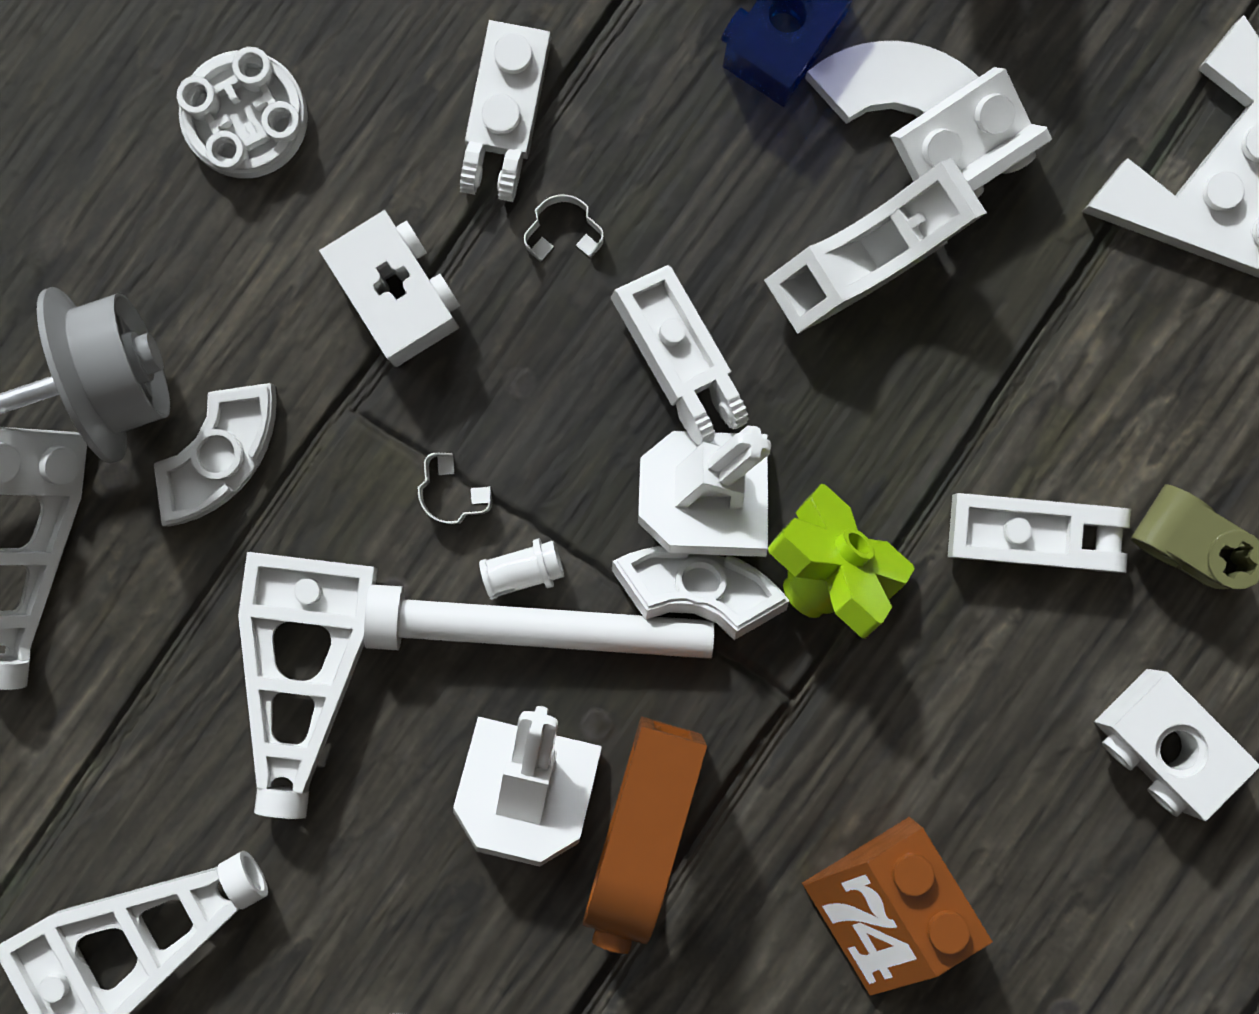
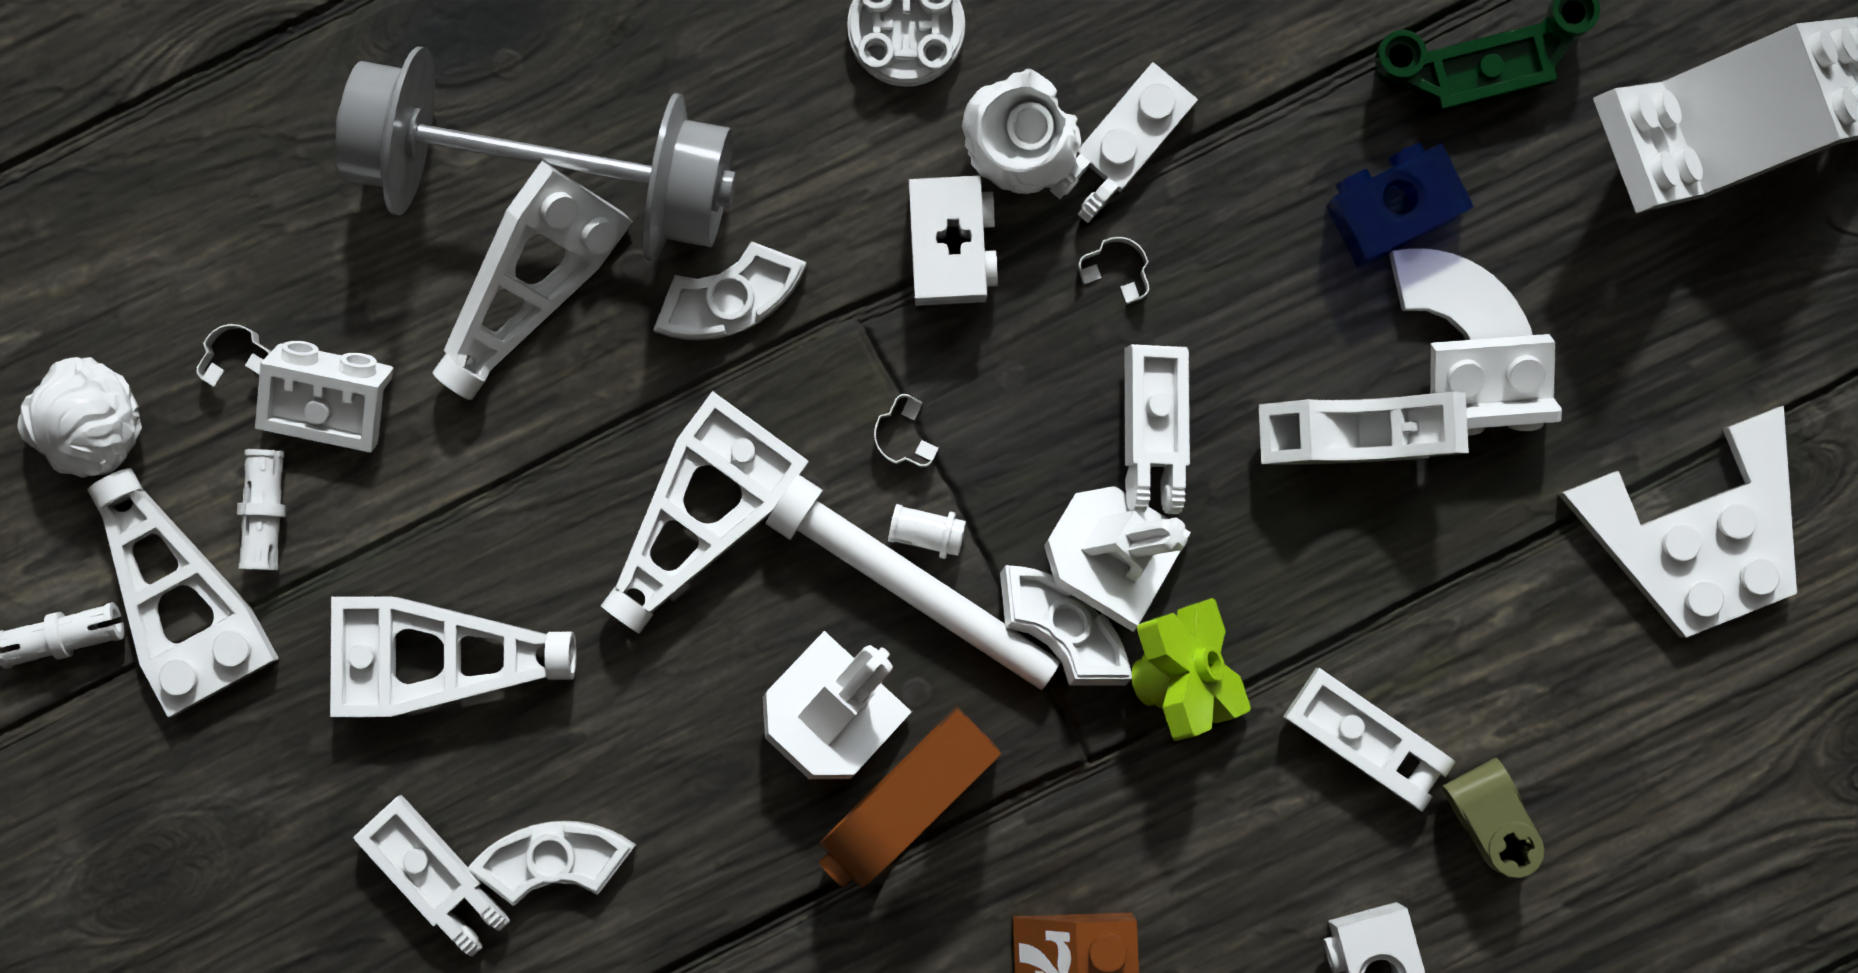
camera: 30 degrees right, 0 degrees up
(401, 151) = (1020, 134): none -> white hair

